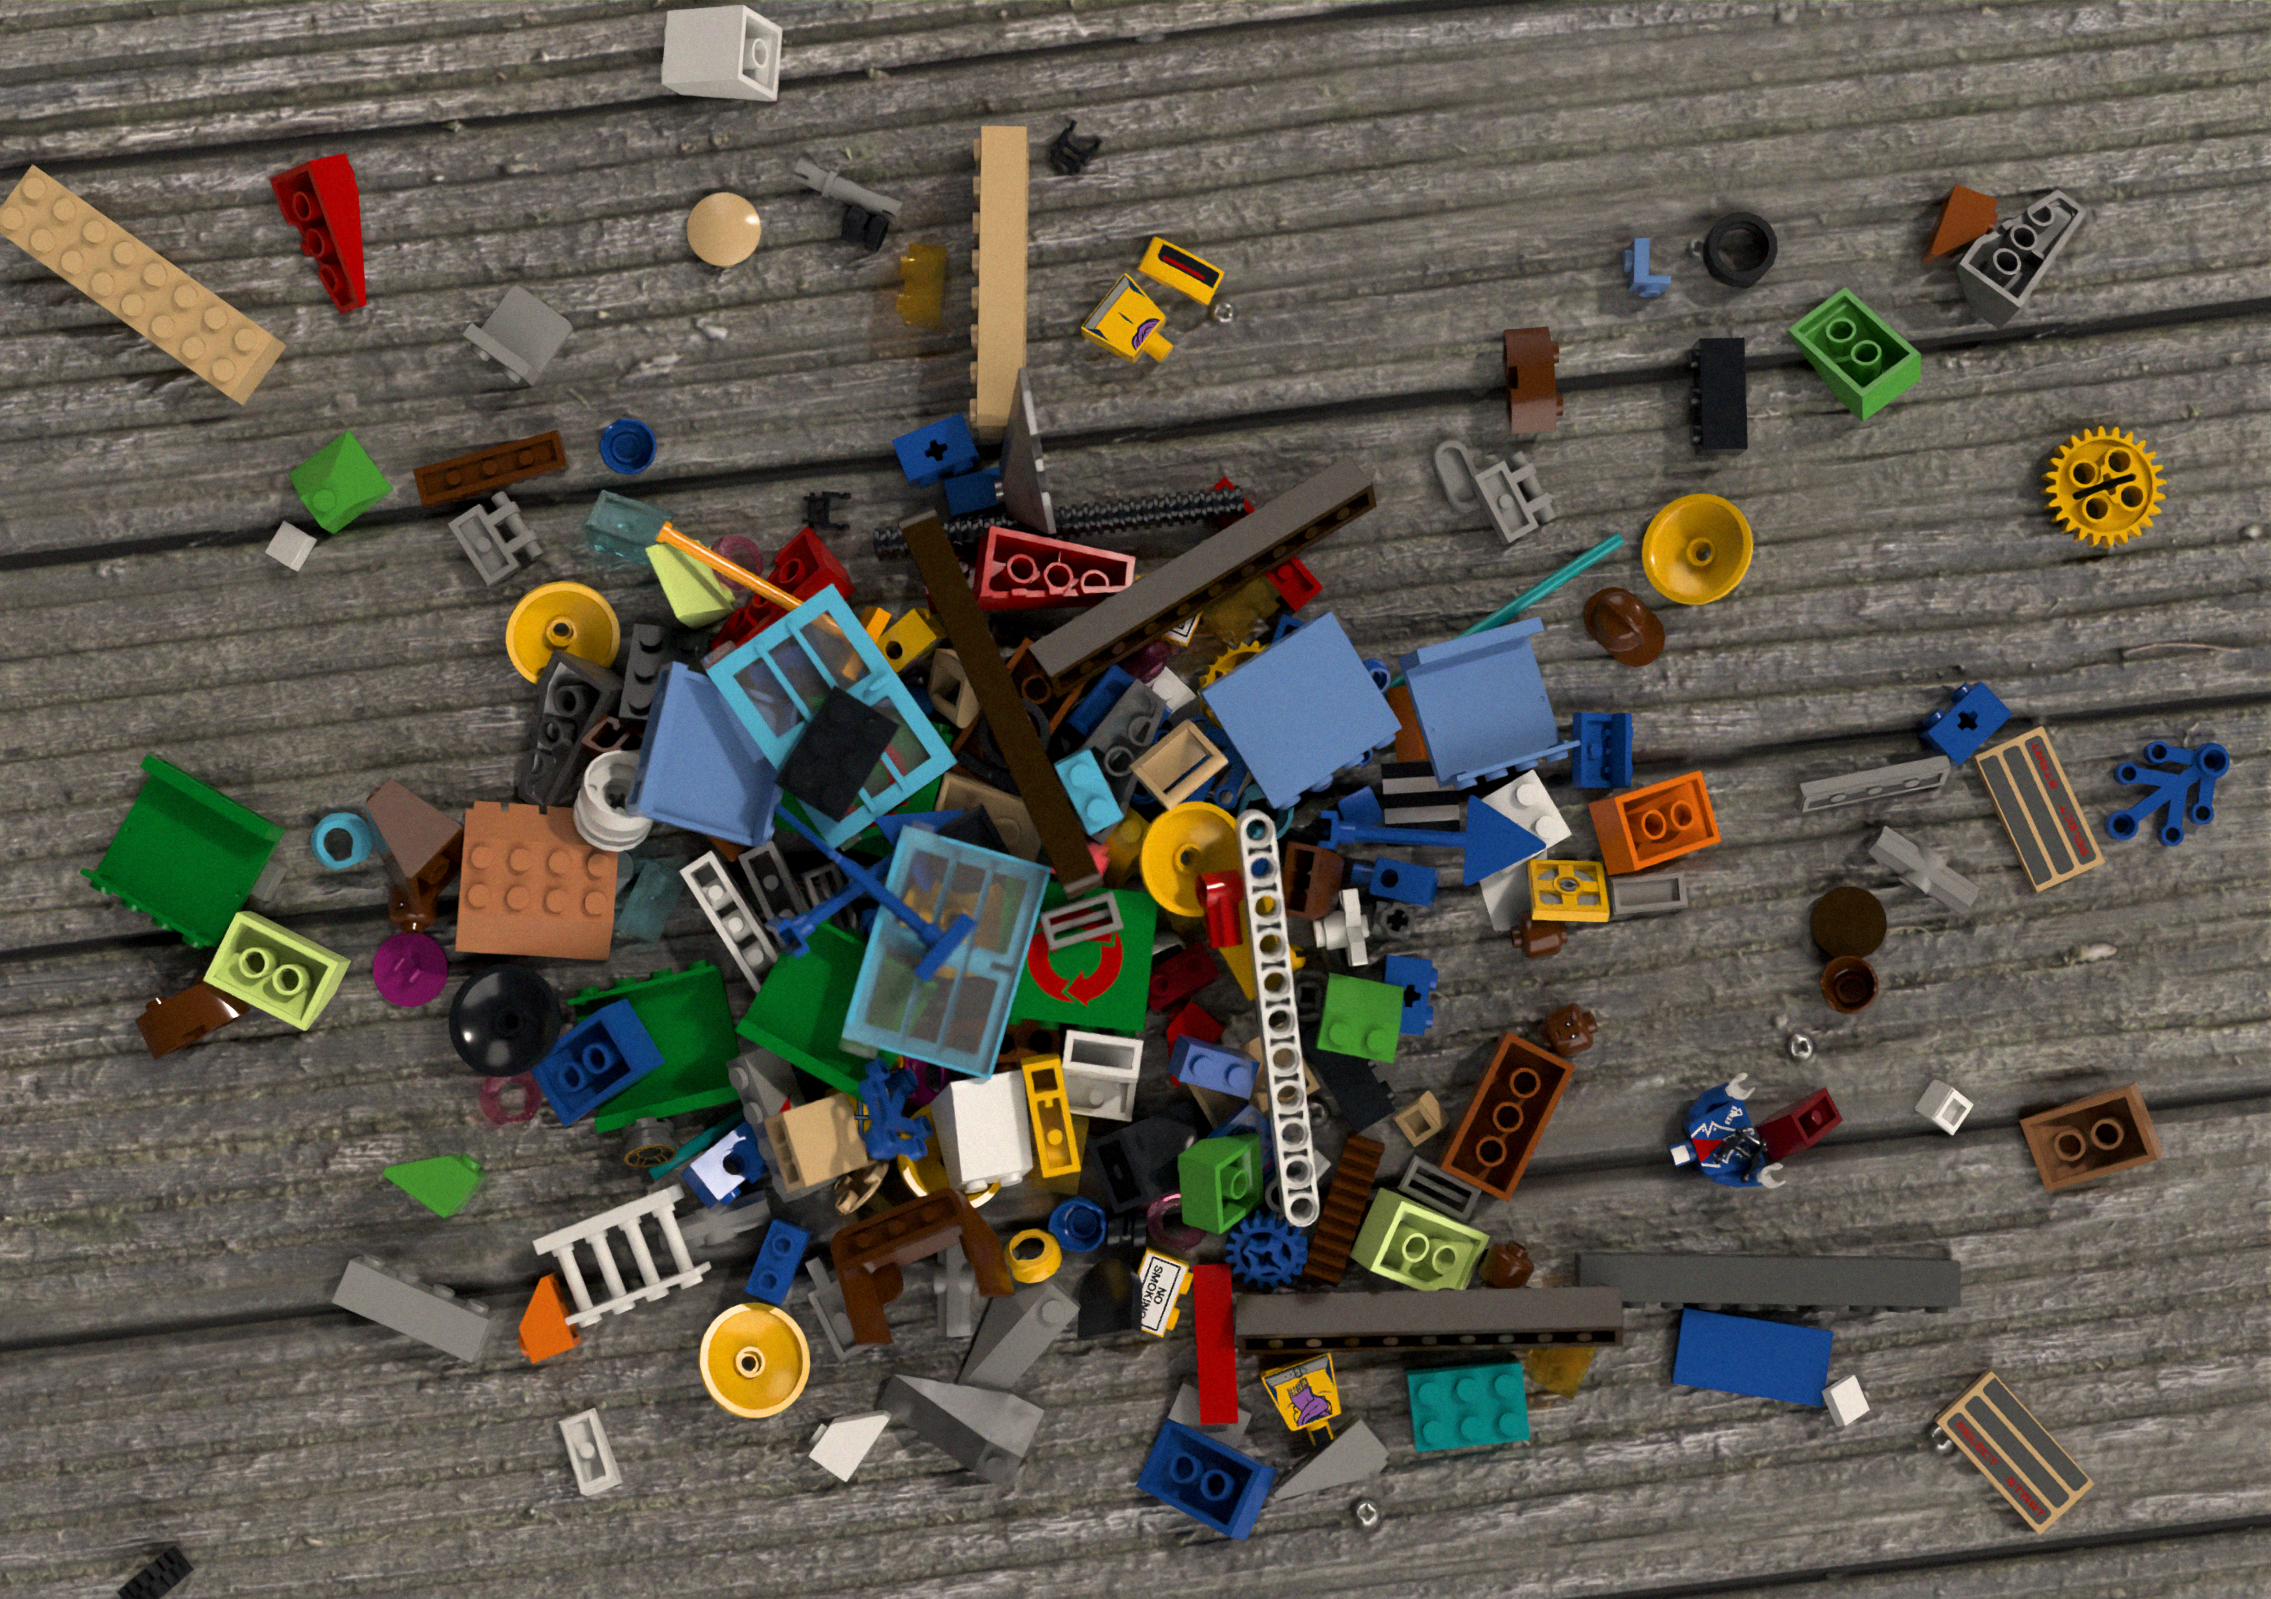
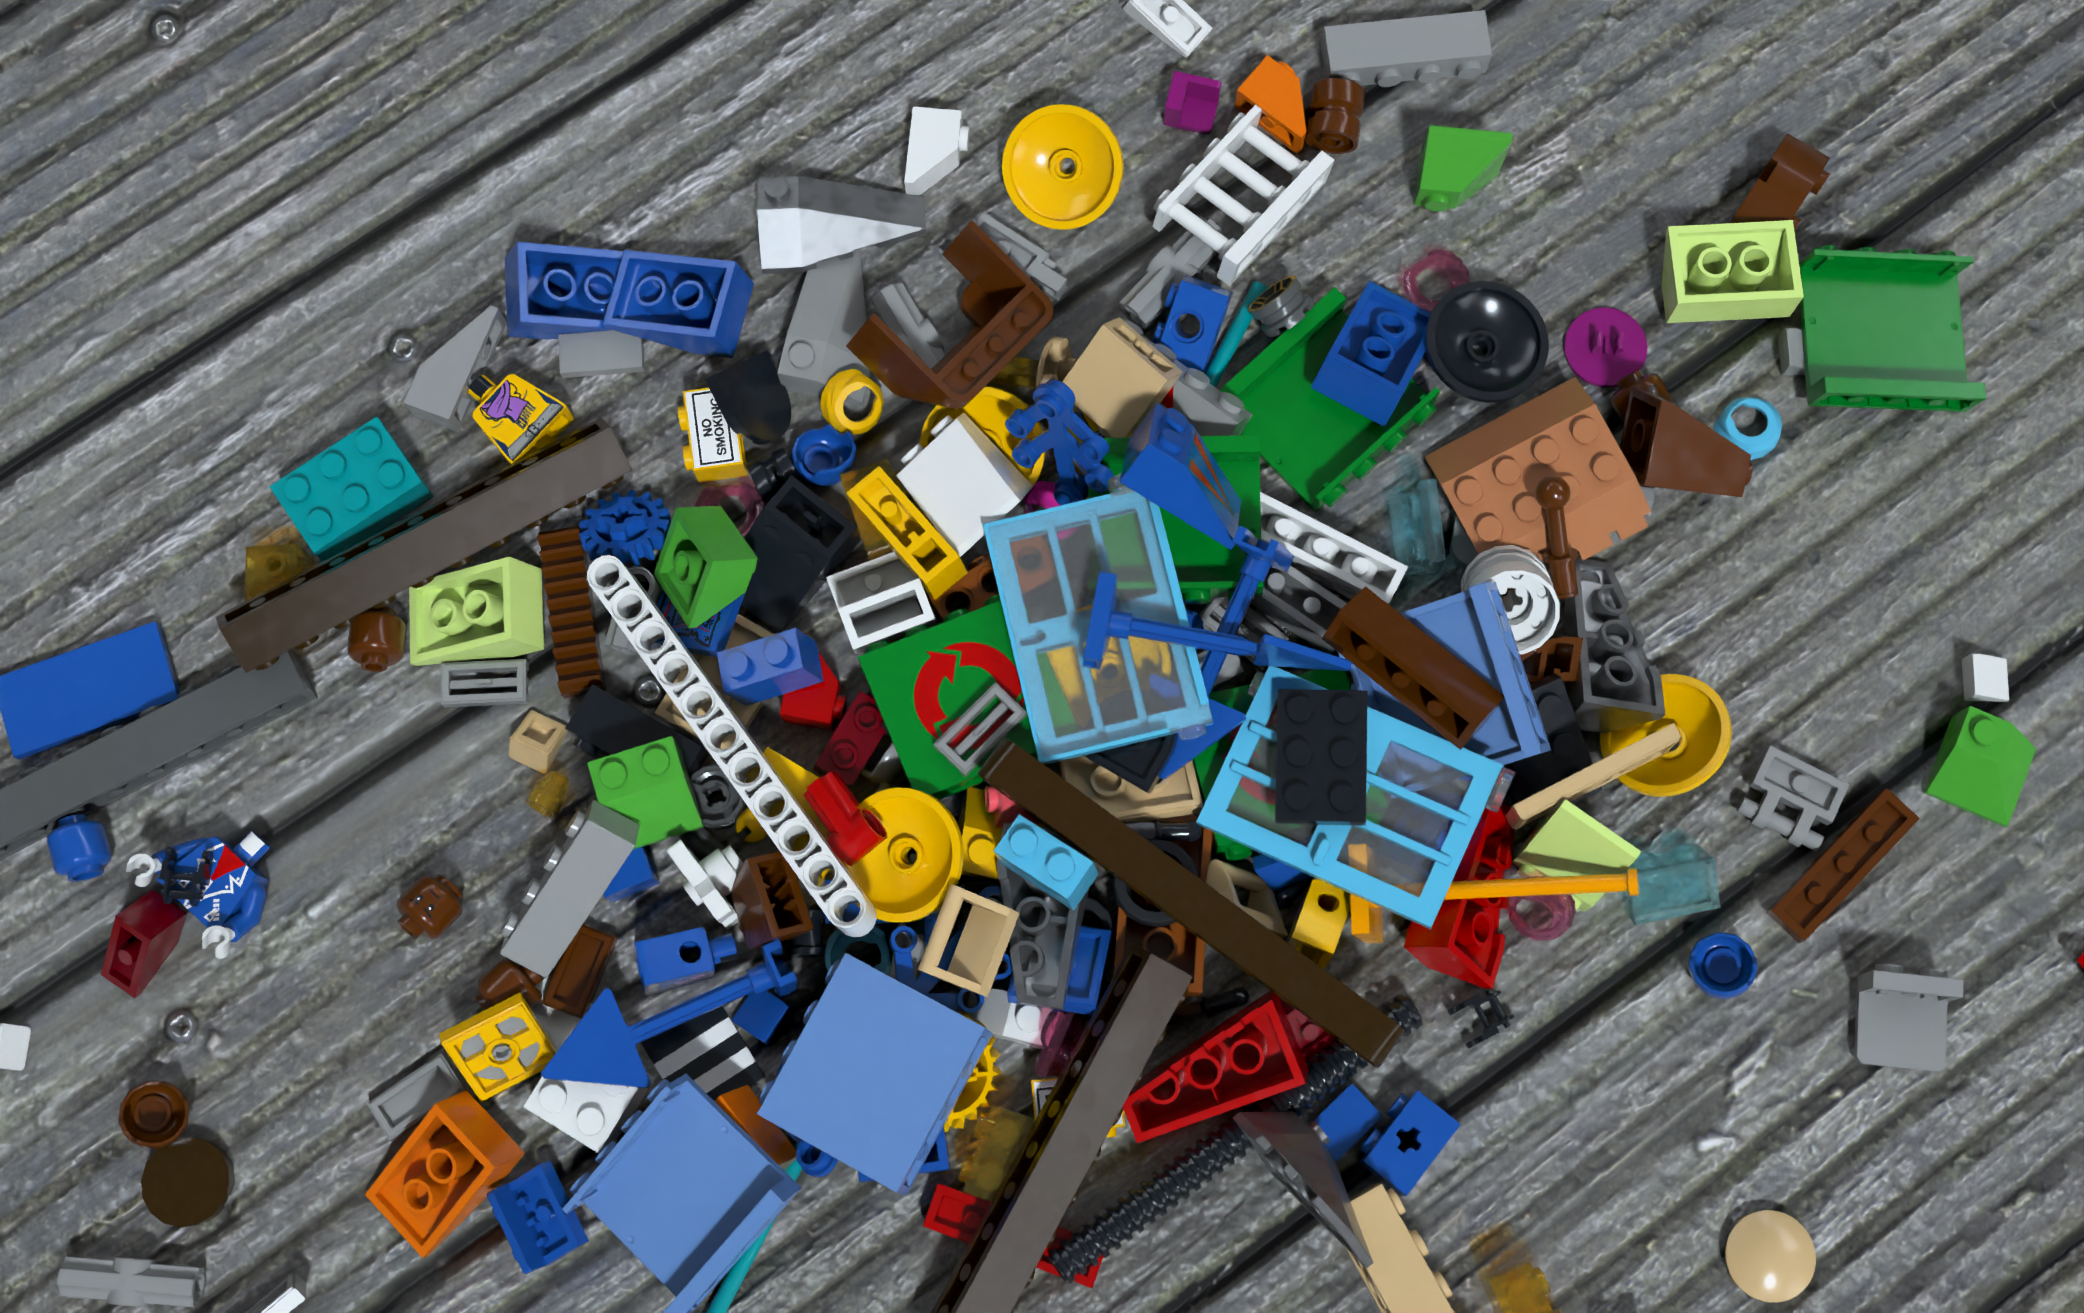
camera: 155 degrees right, 10 degrees down
(511, 1276) = (1337, 112): none -> reddish brown wheel
(537, 858) = (1553, 494): none -> reddish brown pin
(615, 1361) = (1192, 102): none -> magenta panel
(641, 628) = (1593, 776): none -> tan tile
(727, 782) = (1412, 667): none -> reddish brown brick
(778, 1260) = (1093, 269): blue brick -> none
(817, 1028) = (1178, 473): none -> blue slope
(1125, 1420) = (680, 301): none -> blue slope
(1215, 1344) = (629, 416): red slope -> none
(1392, 920) = (663, 909): dark grey piece -> none
(1433, 1070) = (549, 794): none -> clear yellow hose
(1455, 978) = (569, 888): none -> light grey brick
(1479, 920) = (580, 972): none -> reddish brown tile
(1505, 1116) = (450, 784): dark orange brick -> none
(1814, 1227) = (79, 848): none -> blue head

